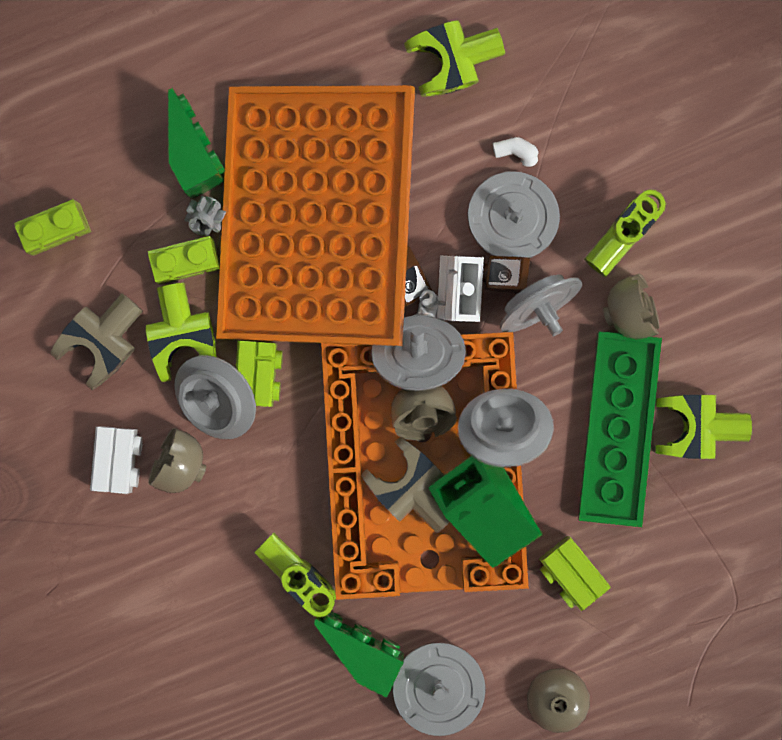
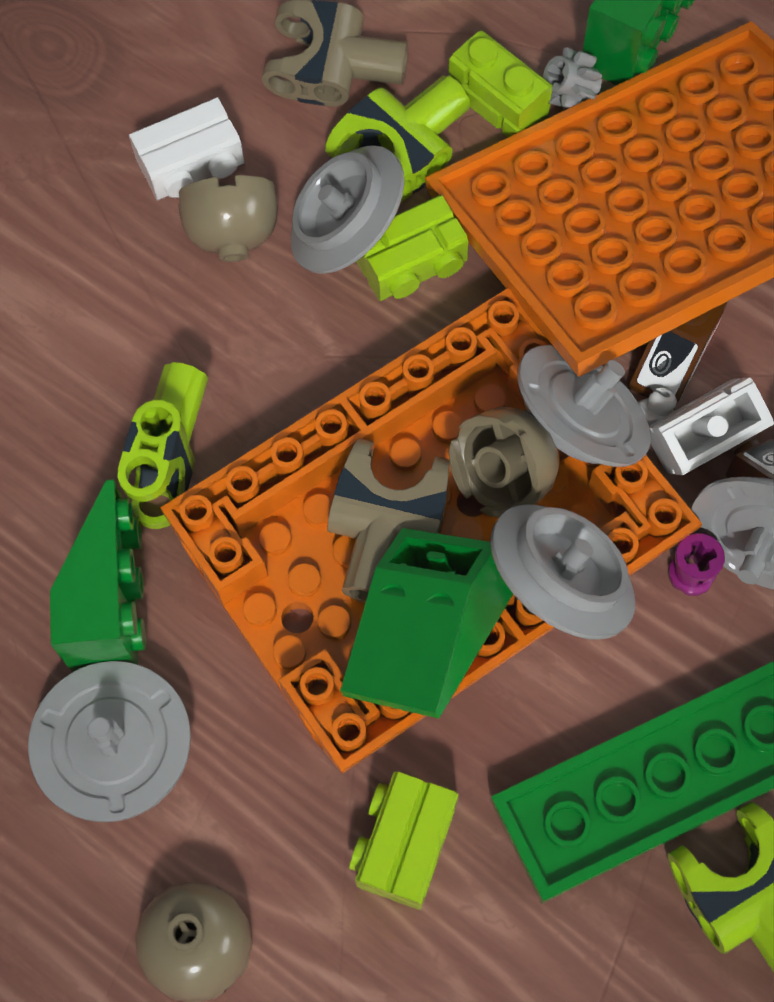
camera: 60 degrees right, 20 degrees down
(535, 338) = (705, 553): none -> magenta bush

